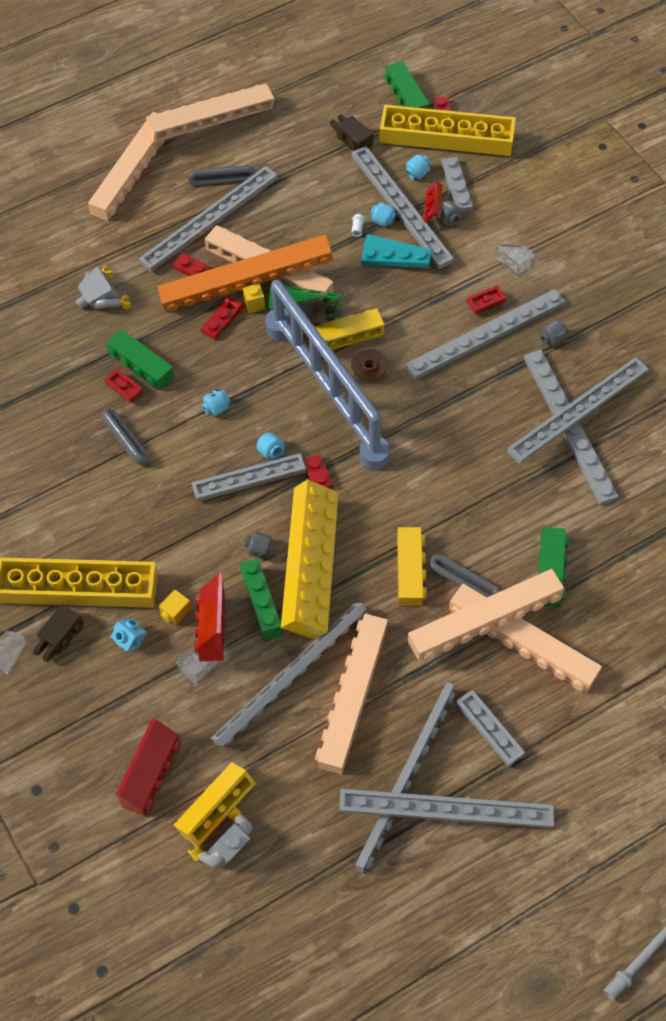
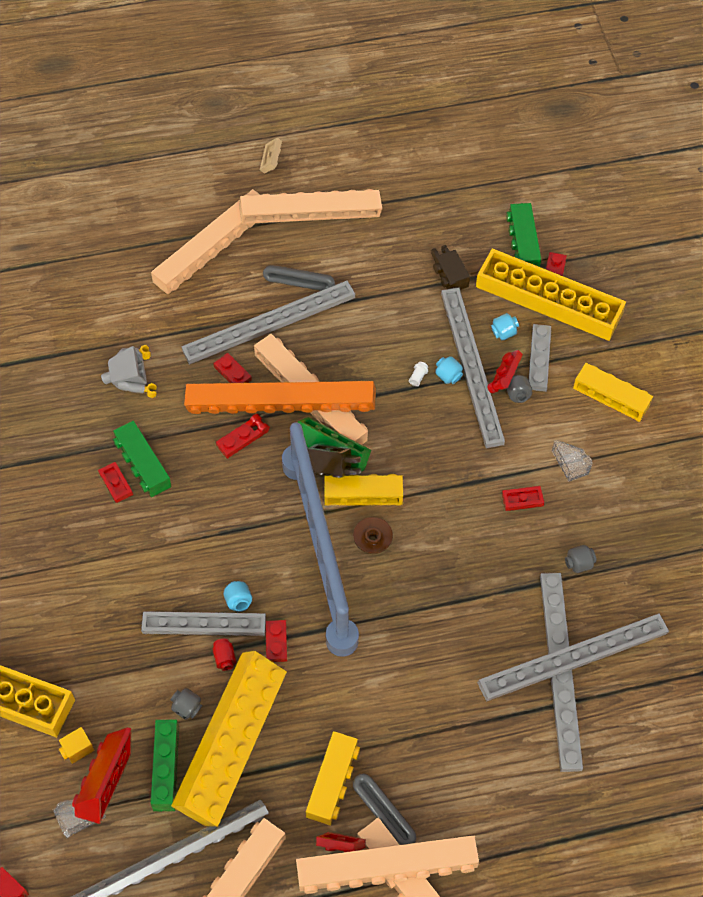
camera: 15 degrees right, 0 degrees up
(125, 437) = (96, 539): dark grey piece -> none
(128, 634) = (18, 760): medium azure brick -> none
(156, 81) = (270, 155): none -> tan plate
(216, 402) = (200, 530): medium azure head -> none
(253, 298) = (280, 424): yellow brick -> none
(277, 496) = (224, 654): none -> red brick
(387, 252) = (441, 415): teal wing -> none
(432, 614) = (341, 842): none -> red plate
(484, 334) = (508, 536): light grey plate -> none
(530, 194) = (613, 392): none -> yellow brick
(553, 556) = (486, 818): green brick -> none

